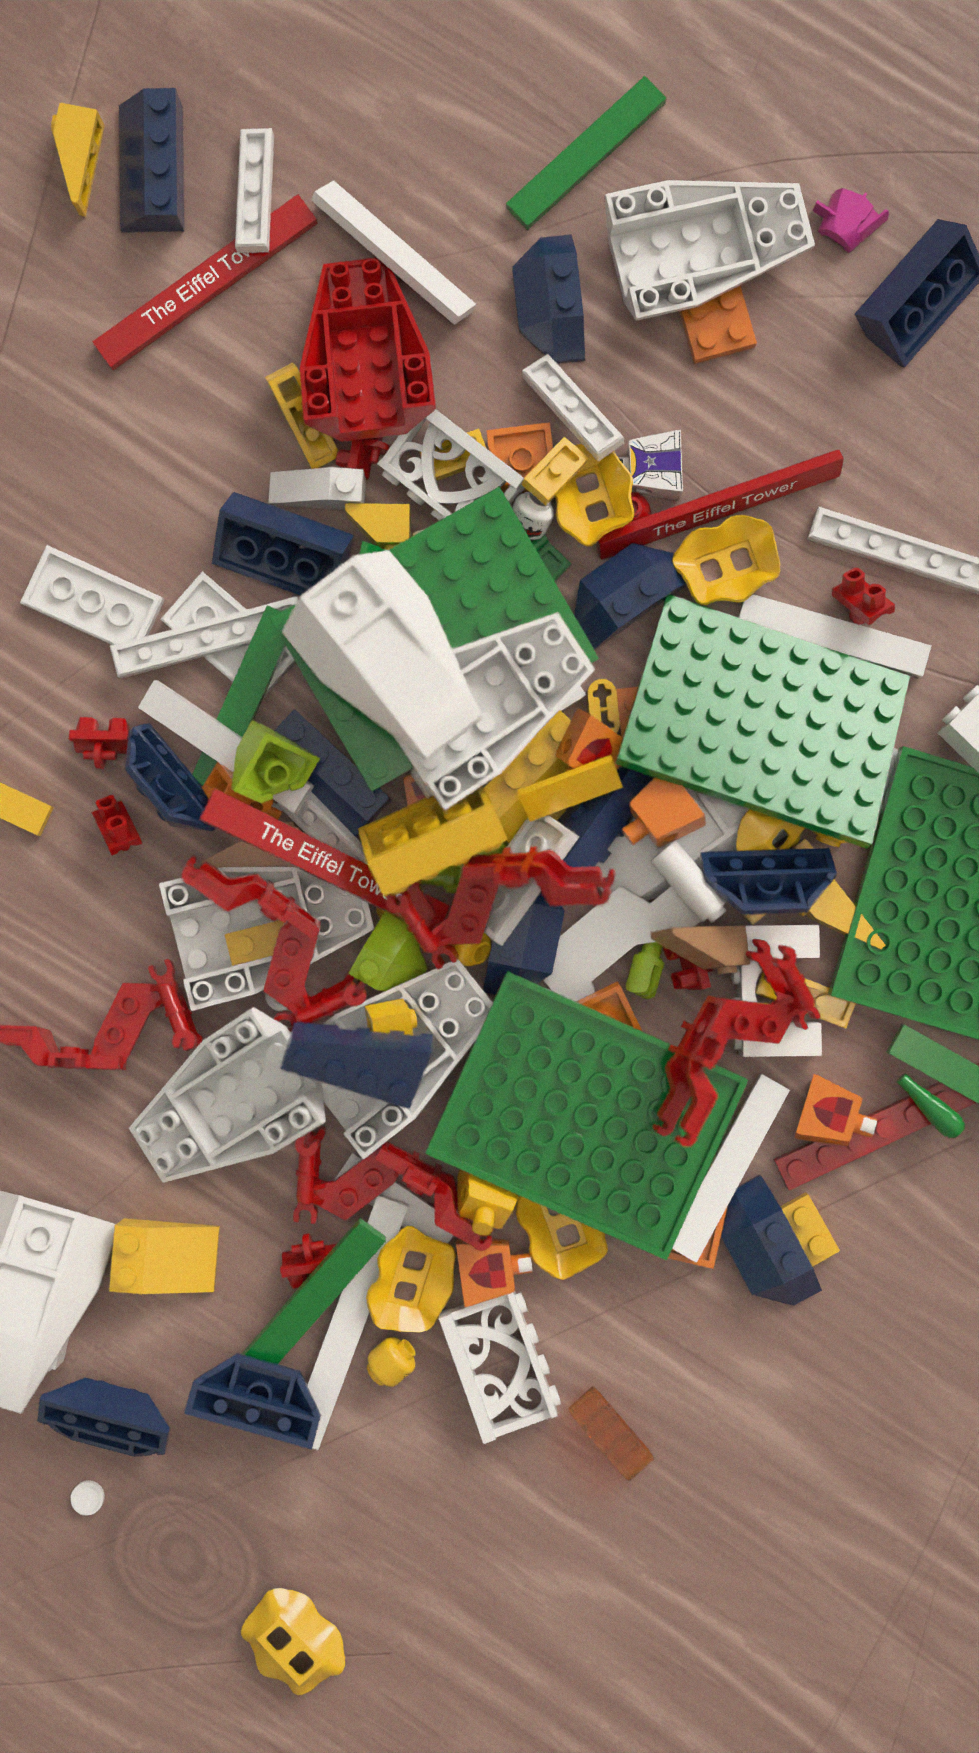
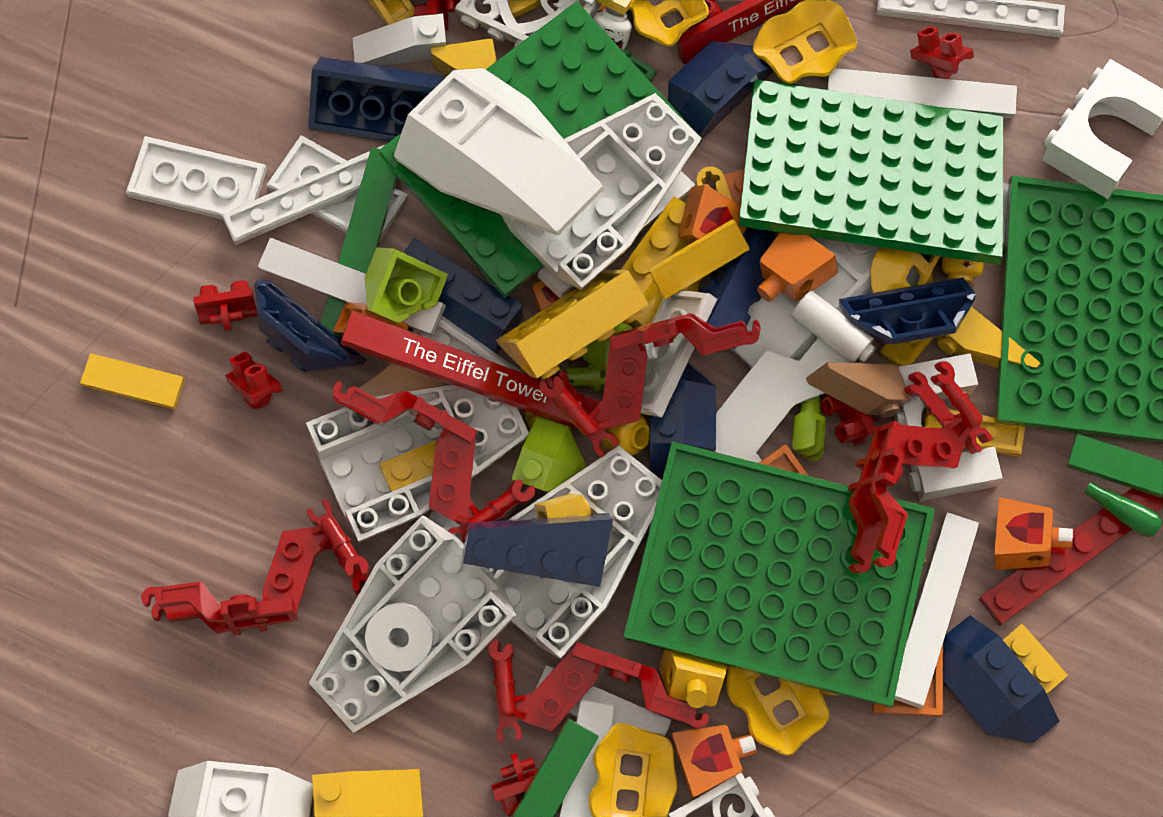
camera: 15 degrees left, 15 degrees down
(206, 1123) = (382, 647): none -> white tile

